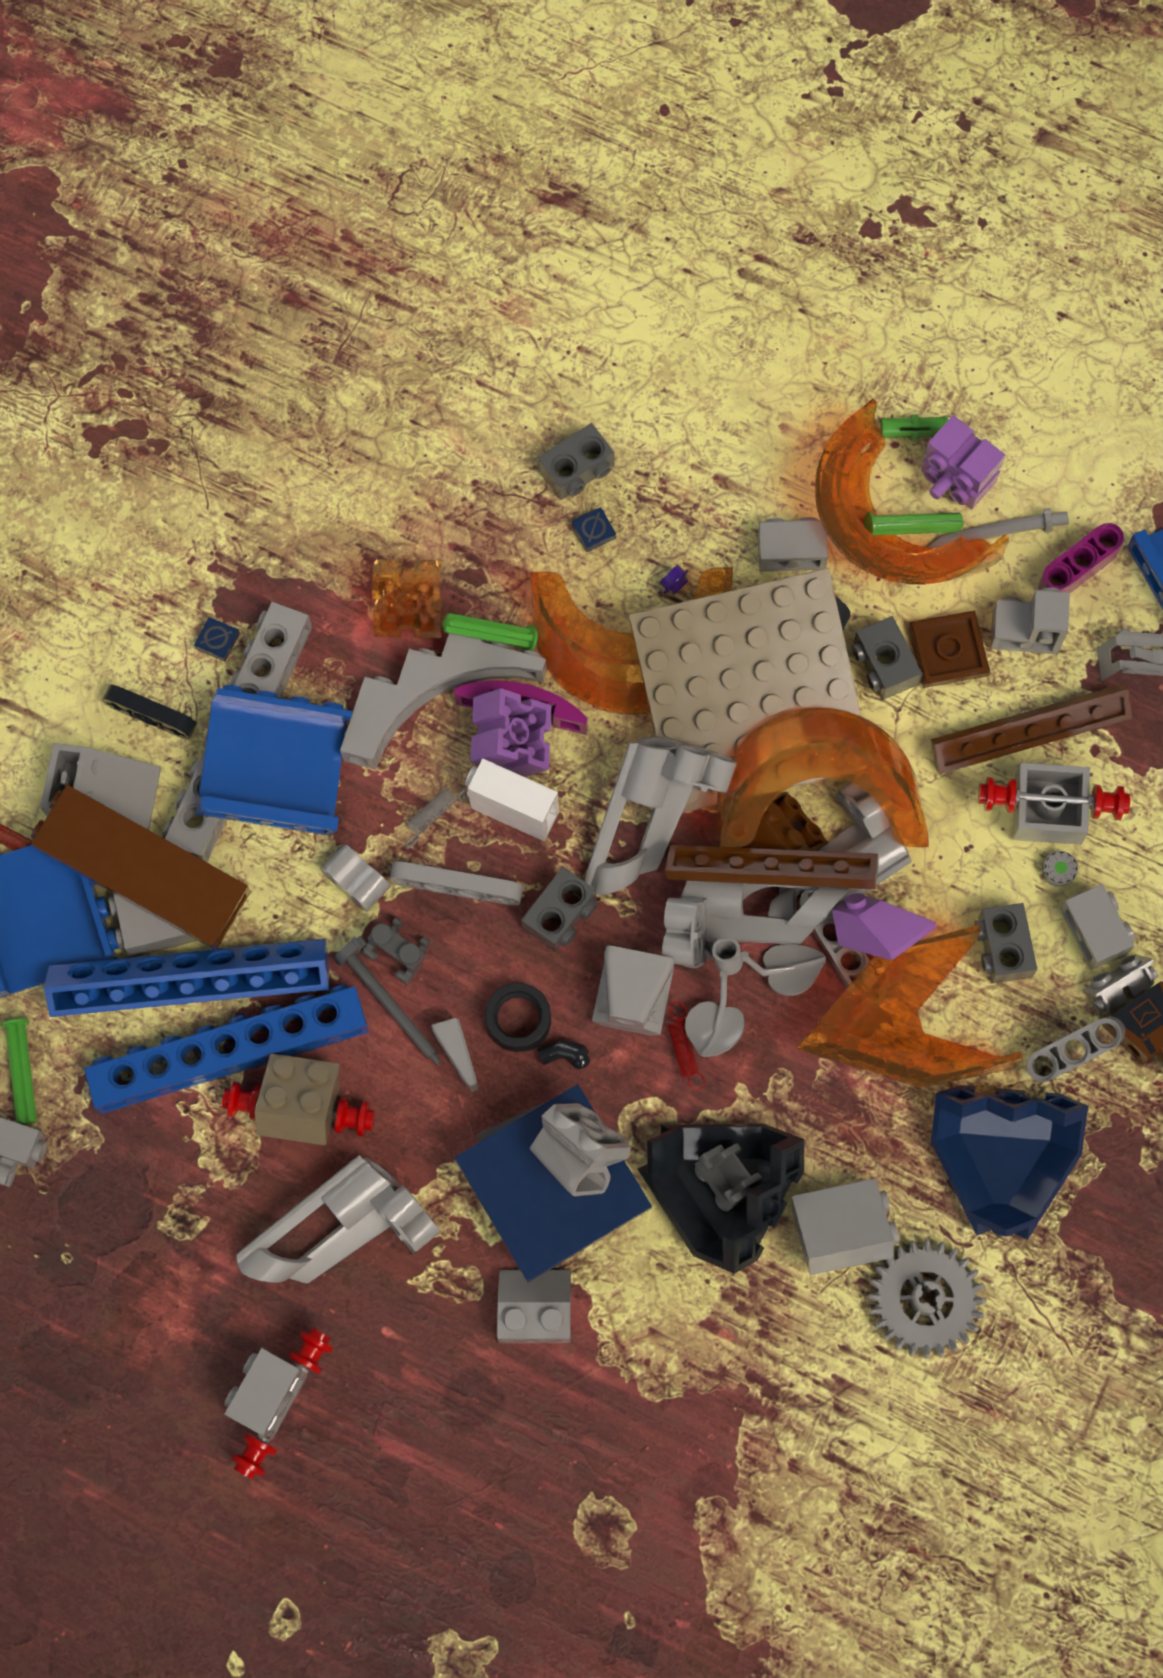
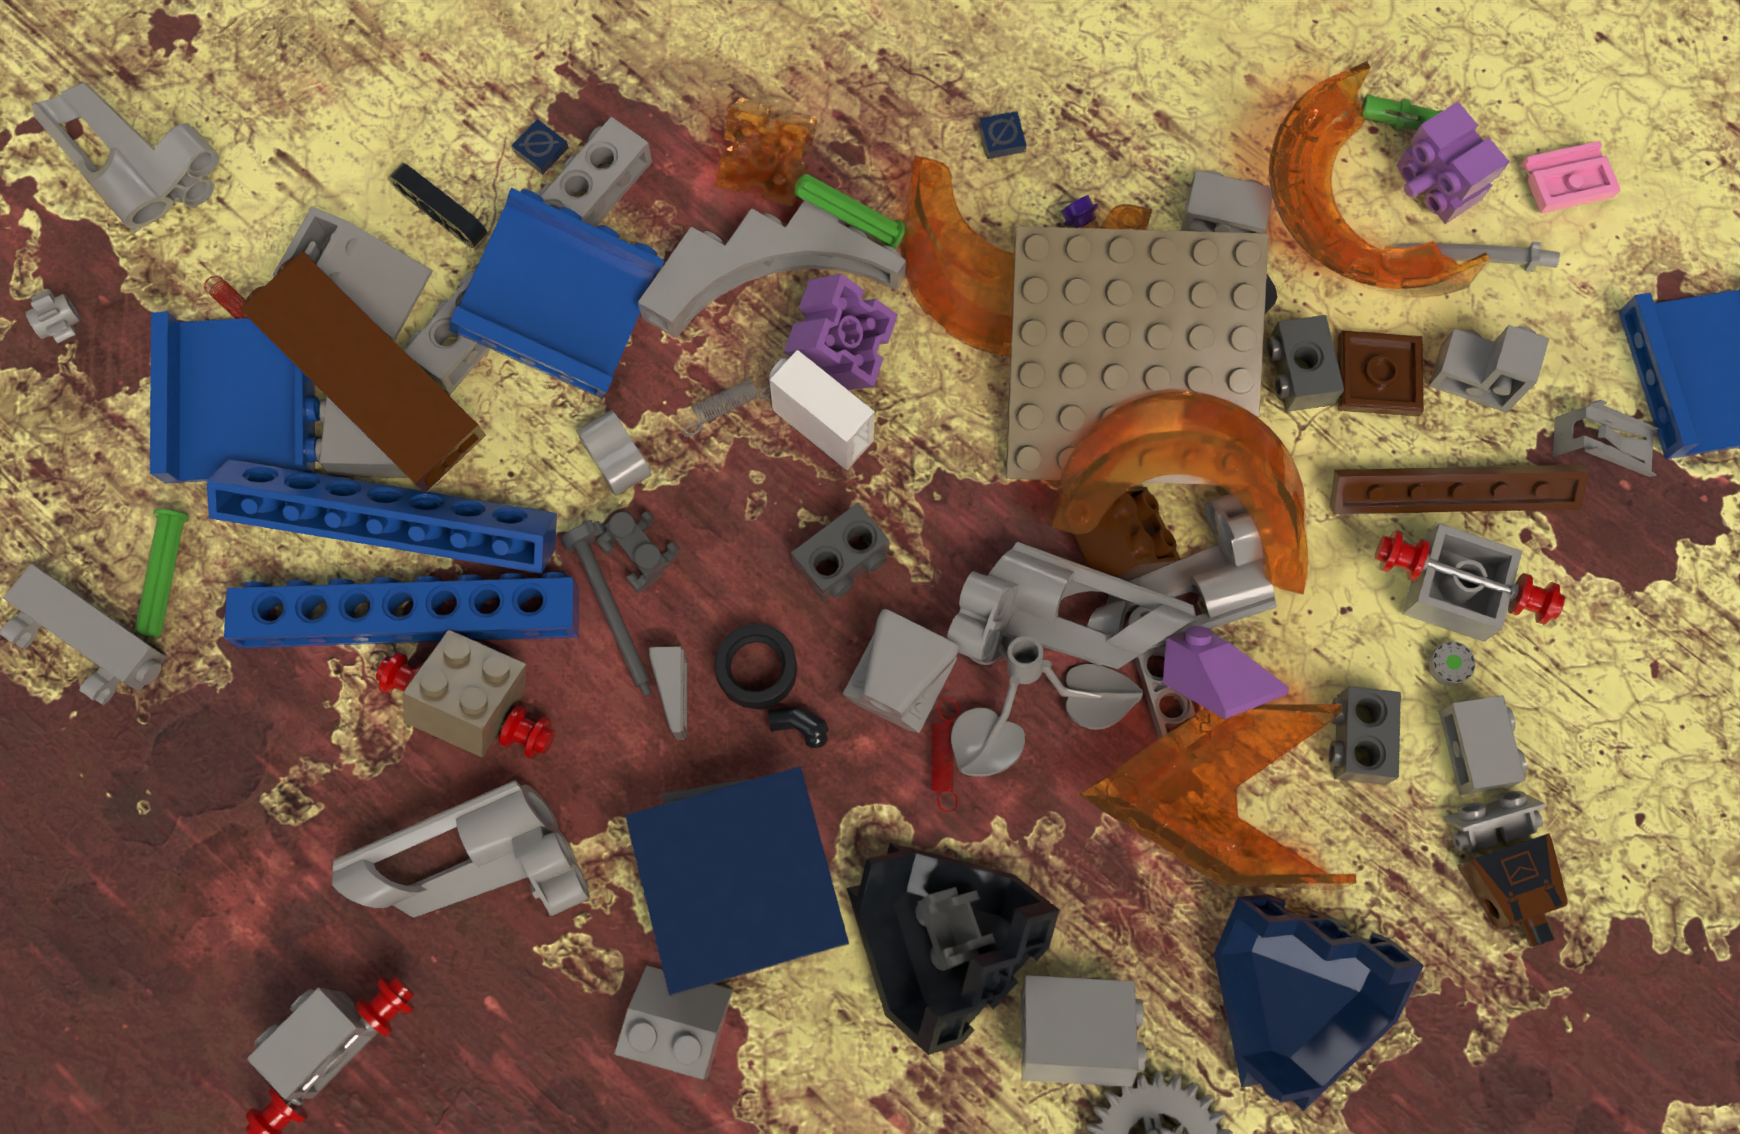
camera: 10 degrees right, 0 degrees up
(456, 883) = (729, 490): light grey beam -> none
(564, 713) = (910, 329): magenta slope -> none
(570, 456) = (1000, 46): dark grey brick -> none
(578, 1148) = (775, 848): light grey piece -> none
(660, 776) = (1005, 429): light grey panel -> none
(772, 866) = (1109, 568): reddish brown plate -> none
(913, 523) = (1377, 219): bright green axle -> none
(1061, 1058) = (1403, 900): light grey beam -> none
(1062, 445) = (1570, 177): none -> bright pink plate
(1088, 549) = (1576, 302): magenta beam -> none

